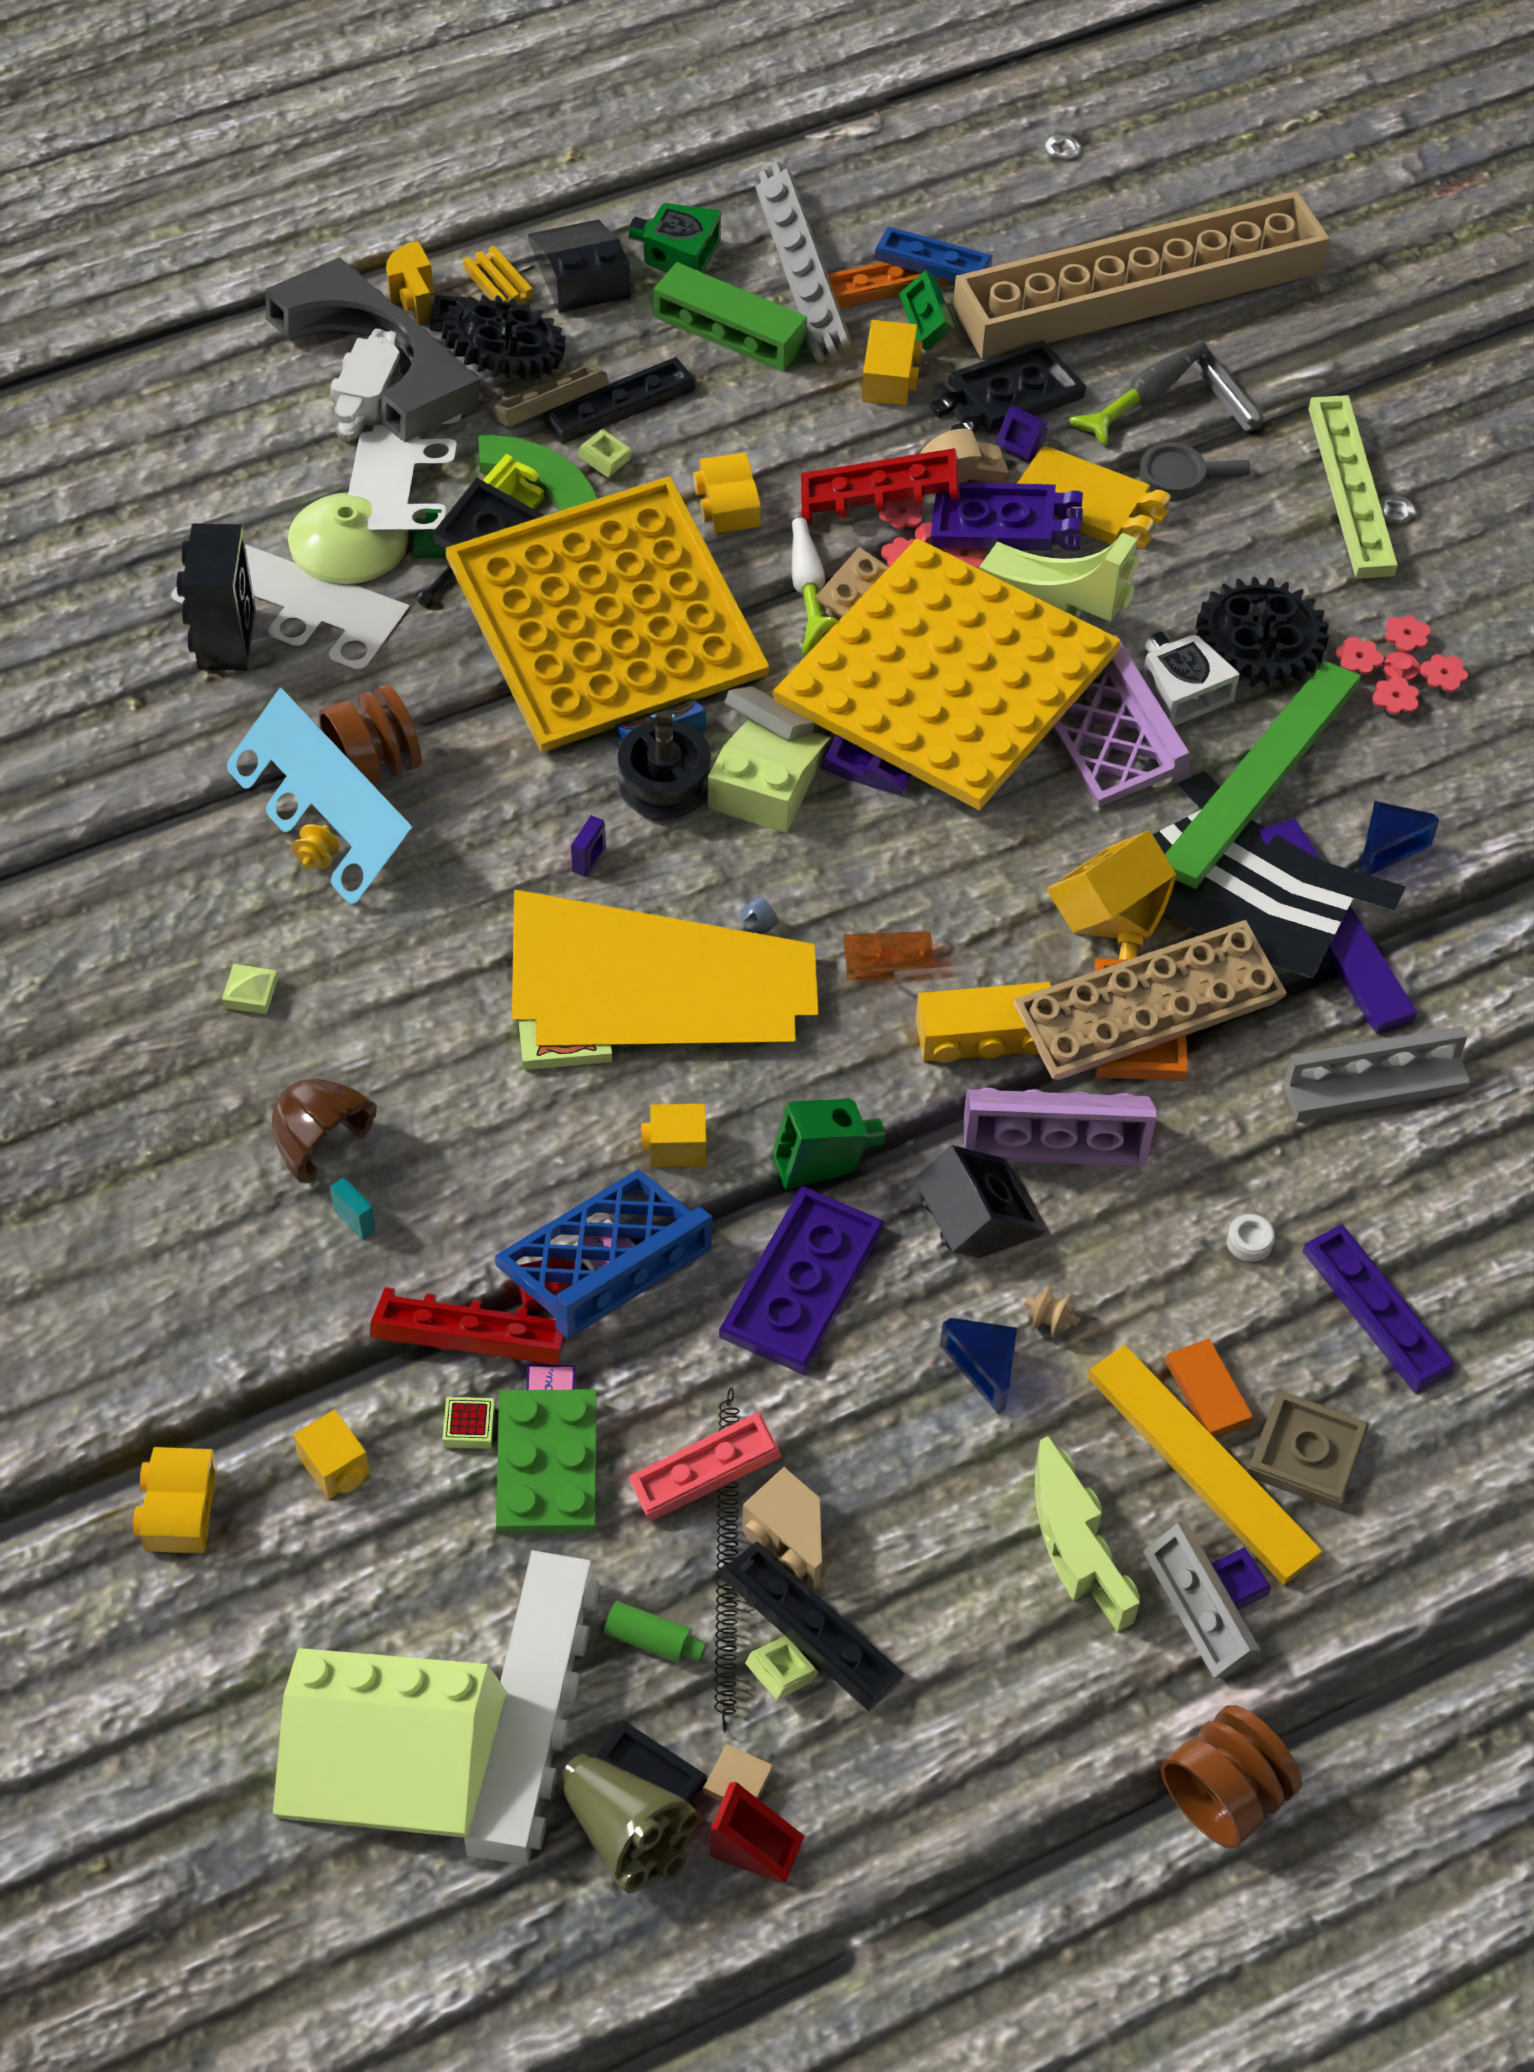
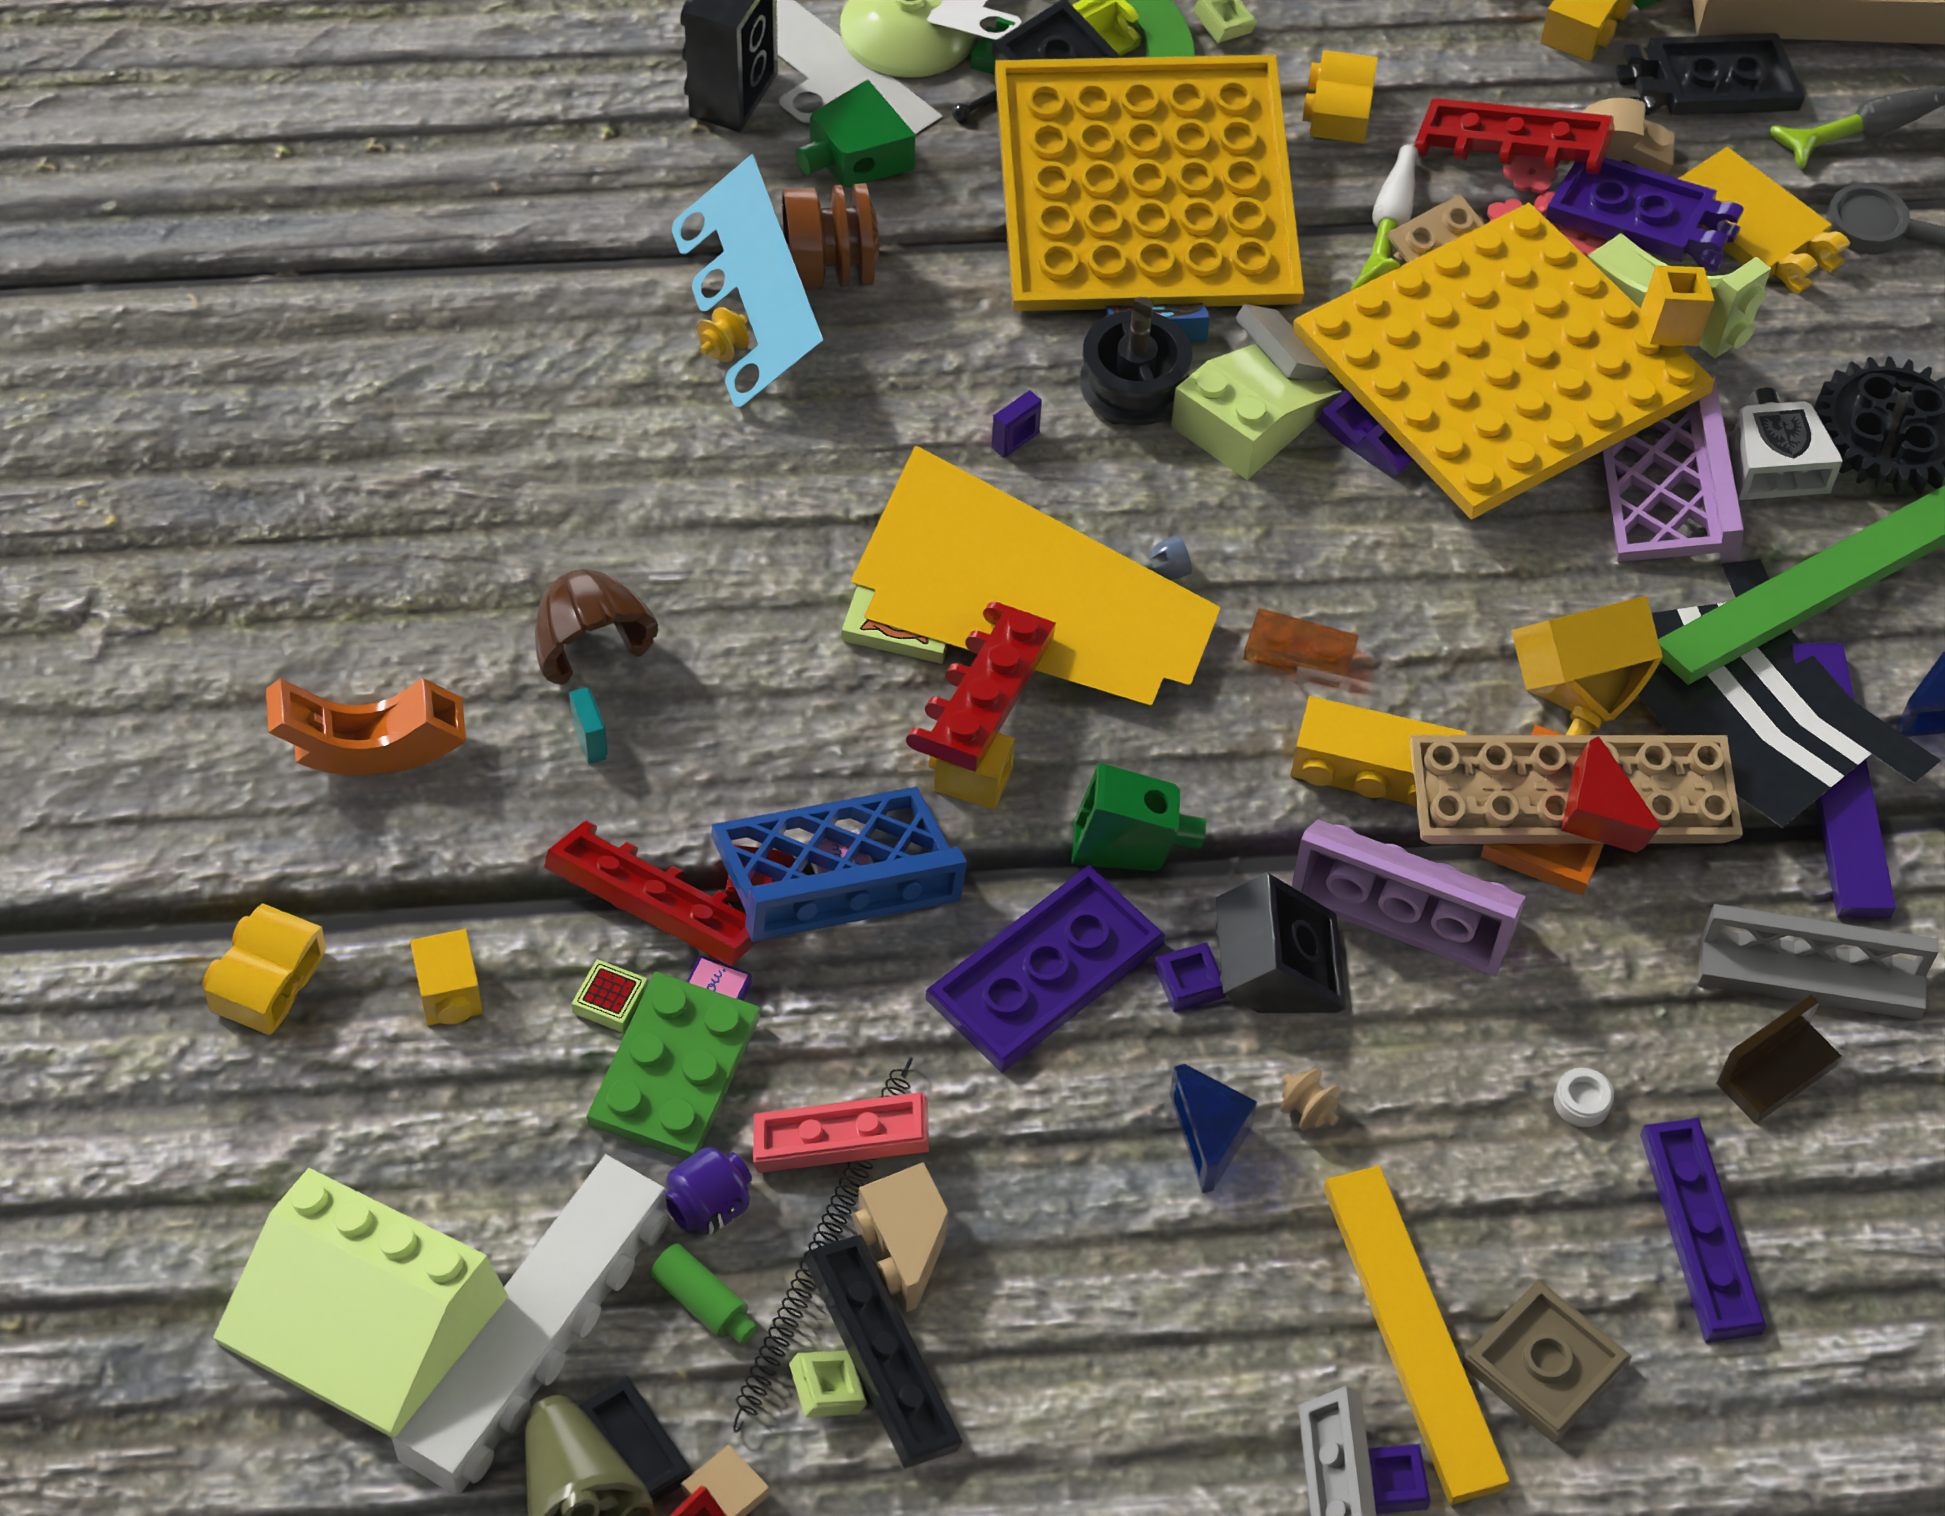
camera: 20 degrees right, 0 degrees up
(177, 1279) = (367, 738): none -> orange arch
(249, 989) = (588, 461): yellowish green tile -> none
(353, 646) = (858, 138): none -> green torso
(620, 1550) = (707, 1191): none -> dark purple head
(665, 1070) = (986, 688): none -> red hinge
(916, 1248) = (1189, 977): none -> dark purple tile
(1022, 433) = (1707, 126): dark purple tile -> none
(1069, 1527) = (1223, 1359): yellowish green slope -> none
(1074, 589) = (1677, 305): none -> yellow brick
(1182, 1003) = (1605, 803): none -> red slope
(1208, 1388) = (1458, 1250): orange tile -> none
(1382, 1162) = (1777, 1062): none -> dark brown panel

